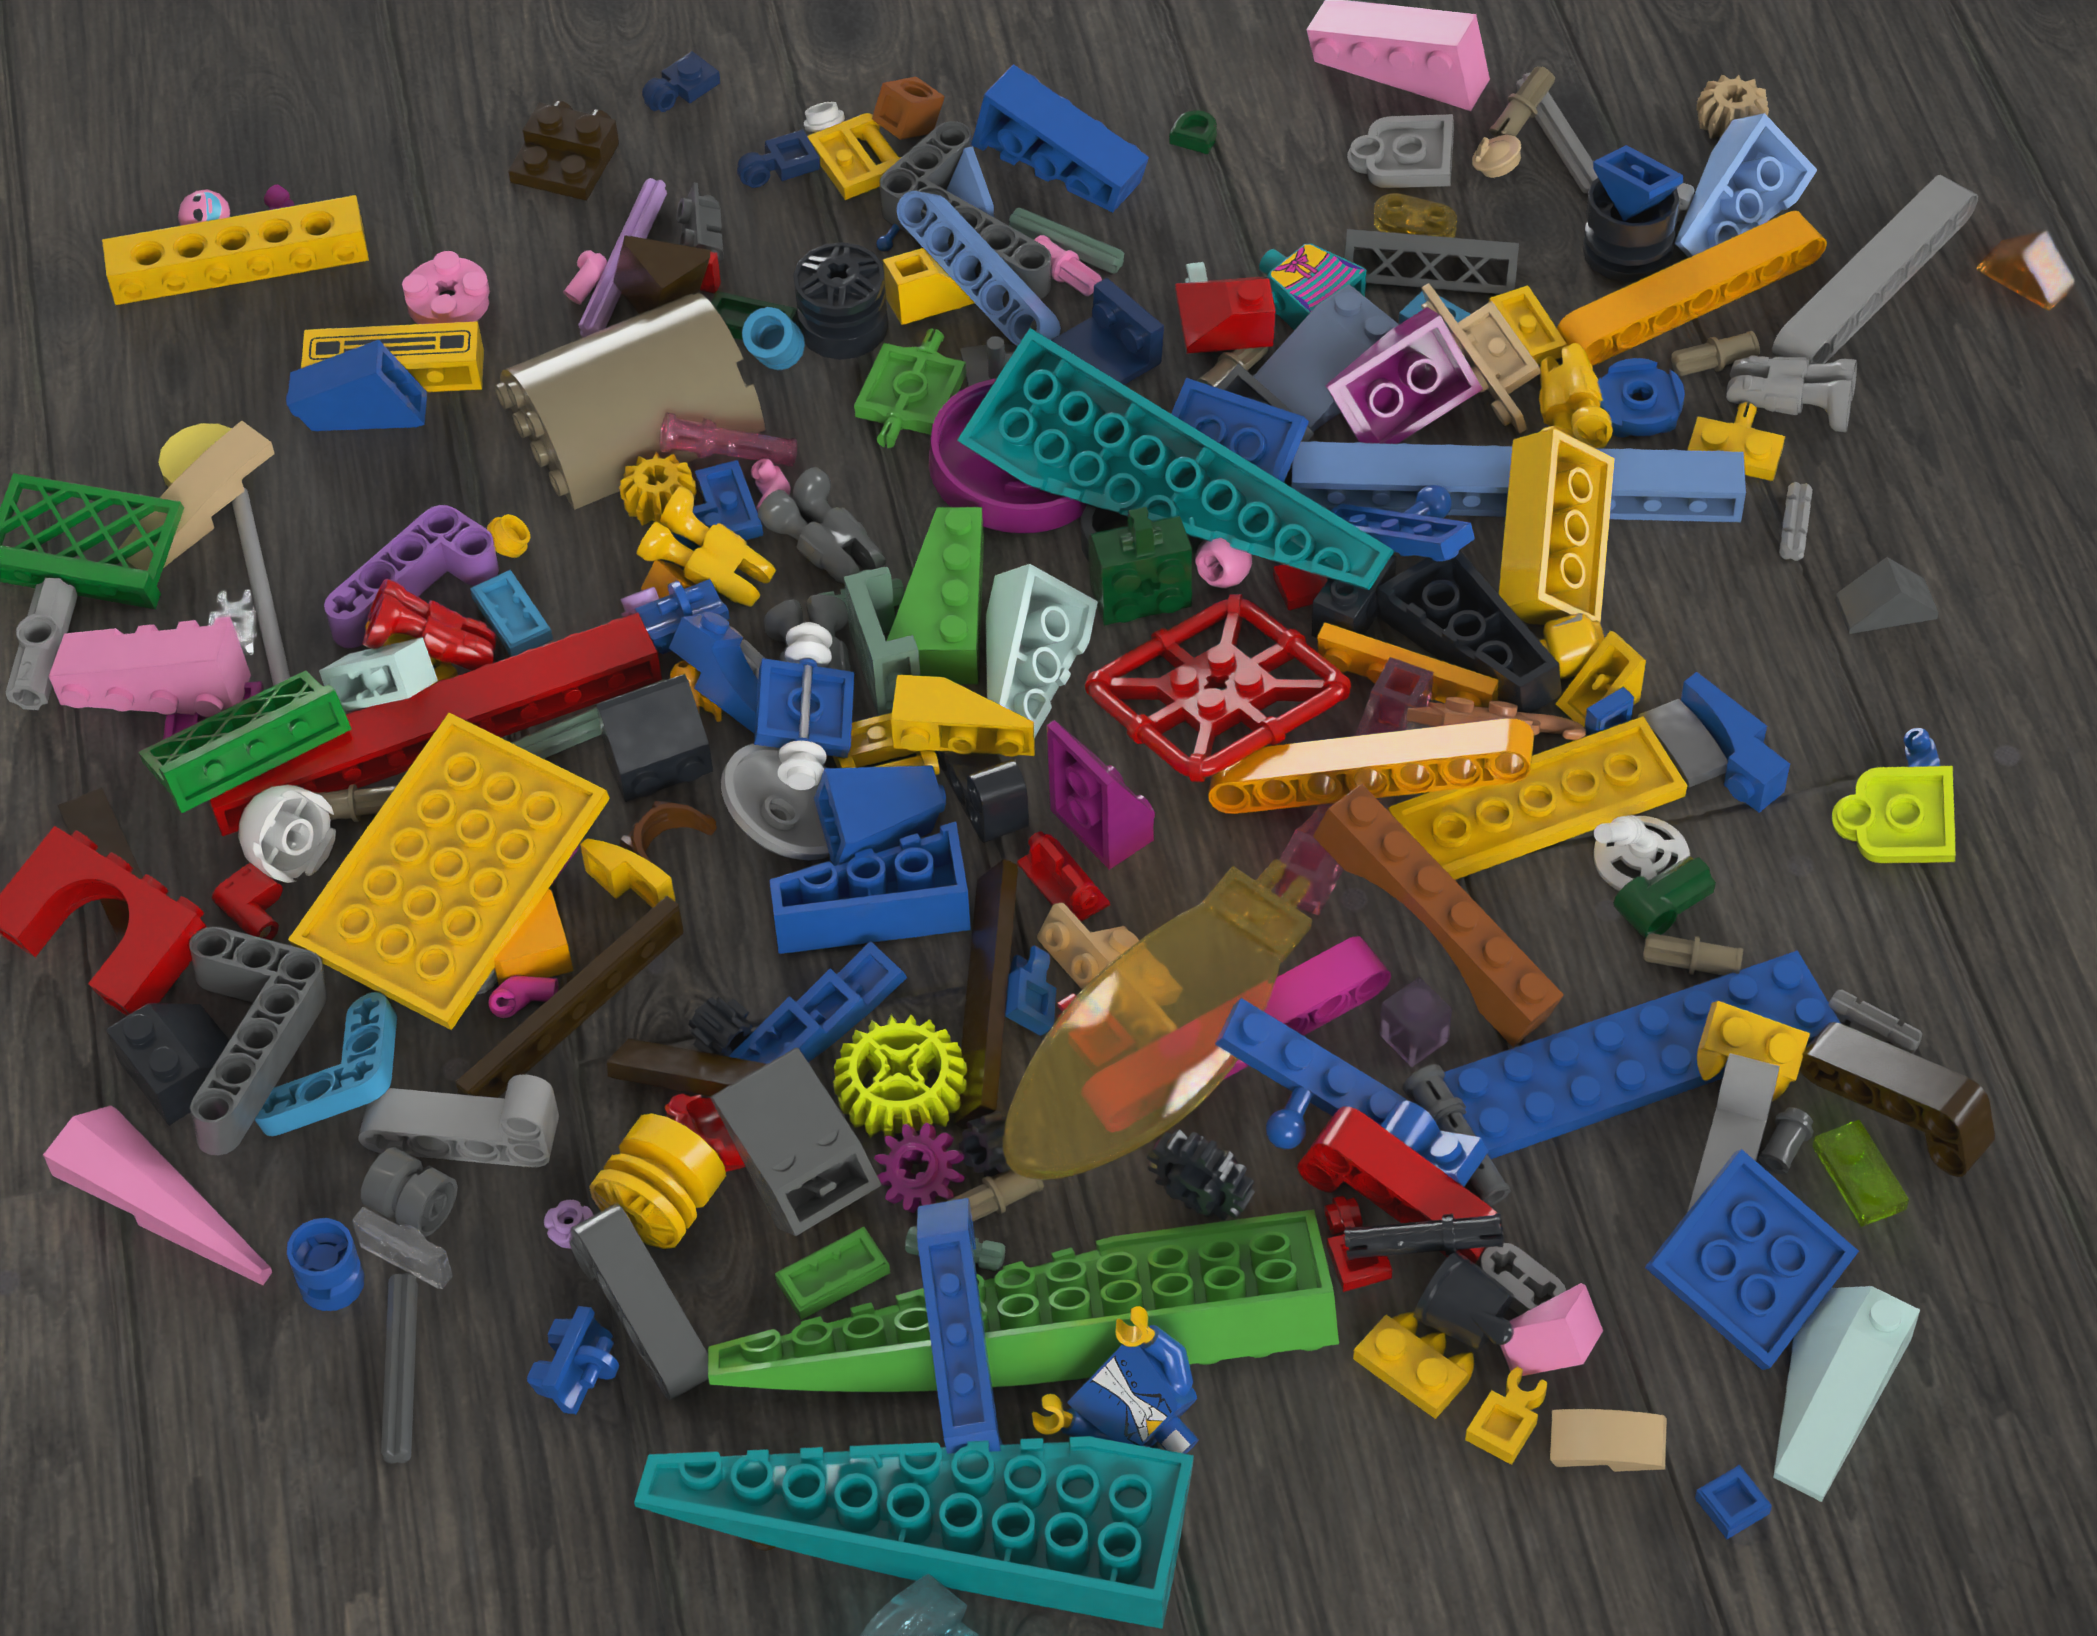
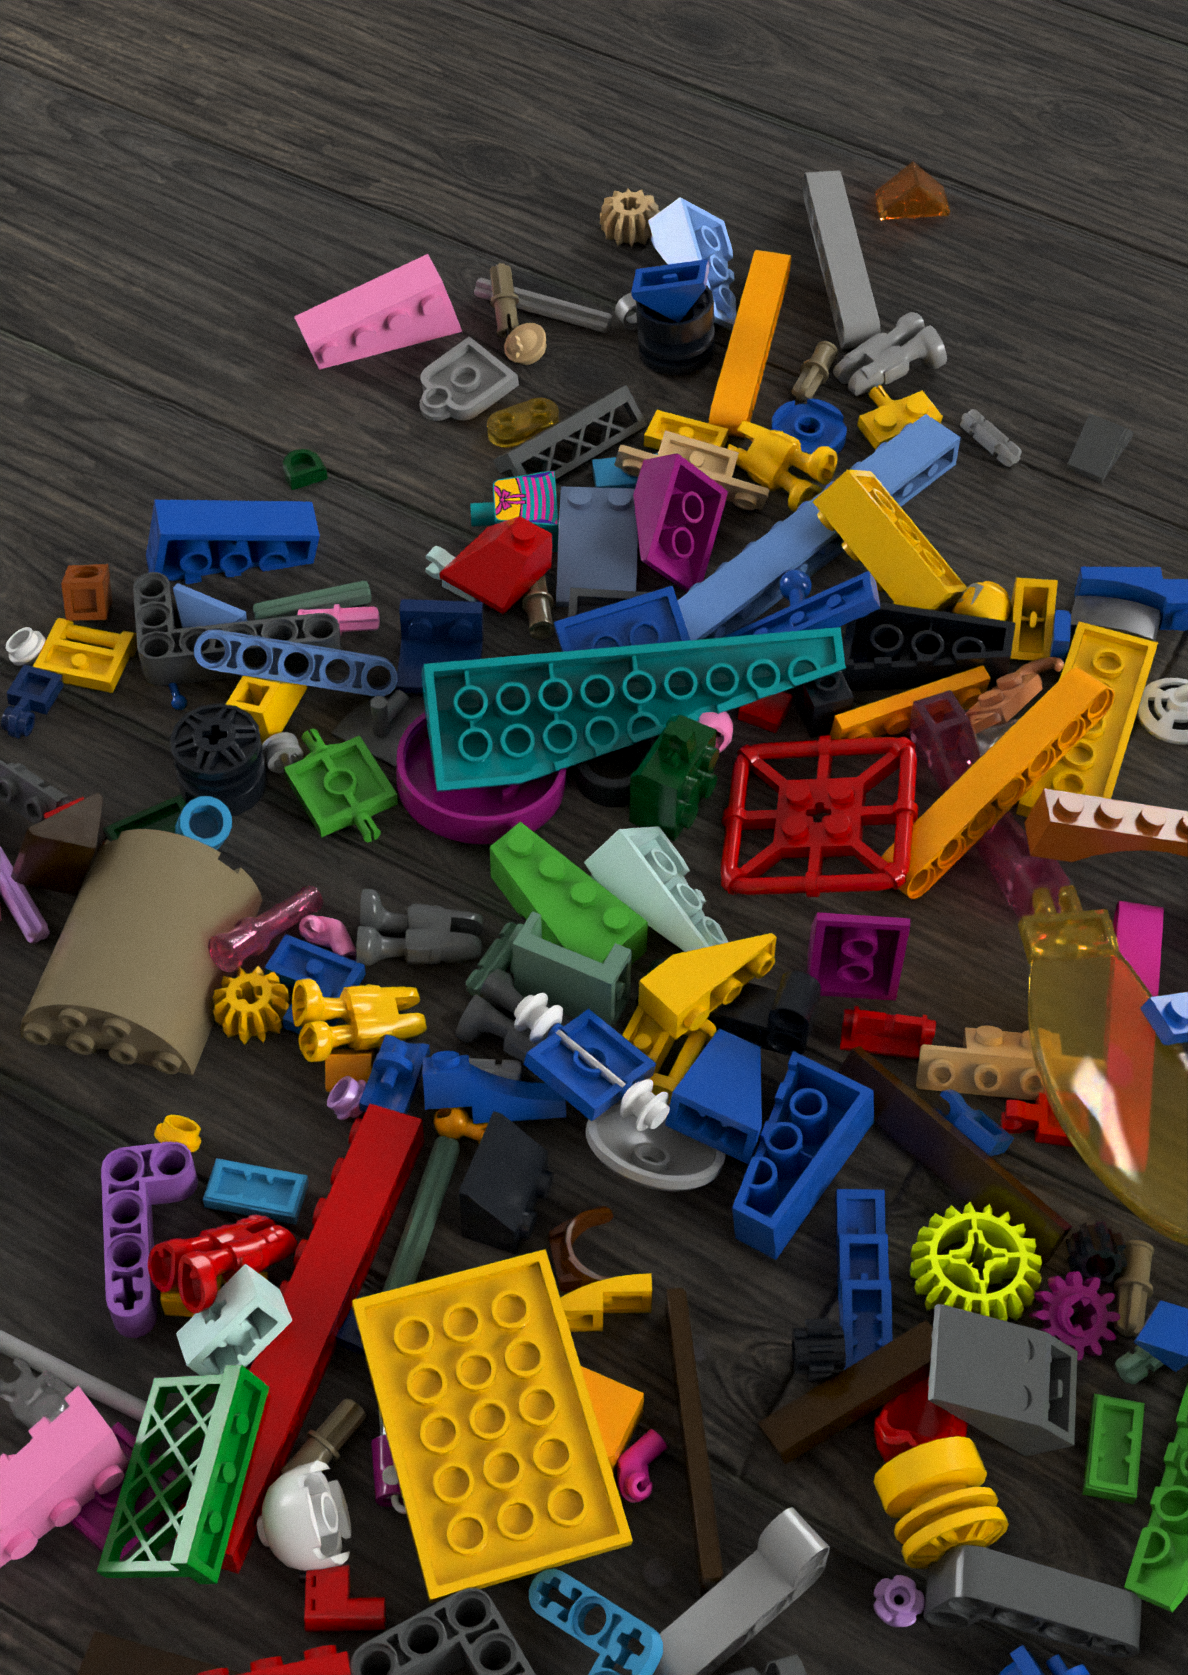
camera: 50 degrees left, 0 degrees up
(900, 330) = (281, 751): none -> light grey bush

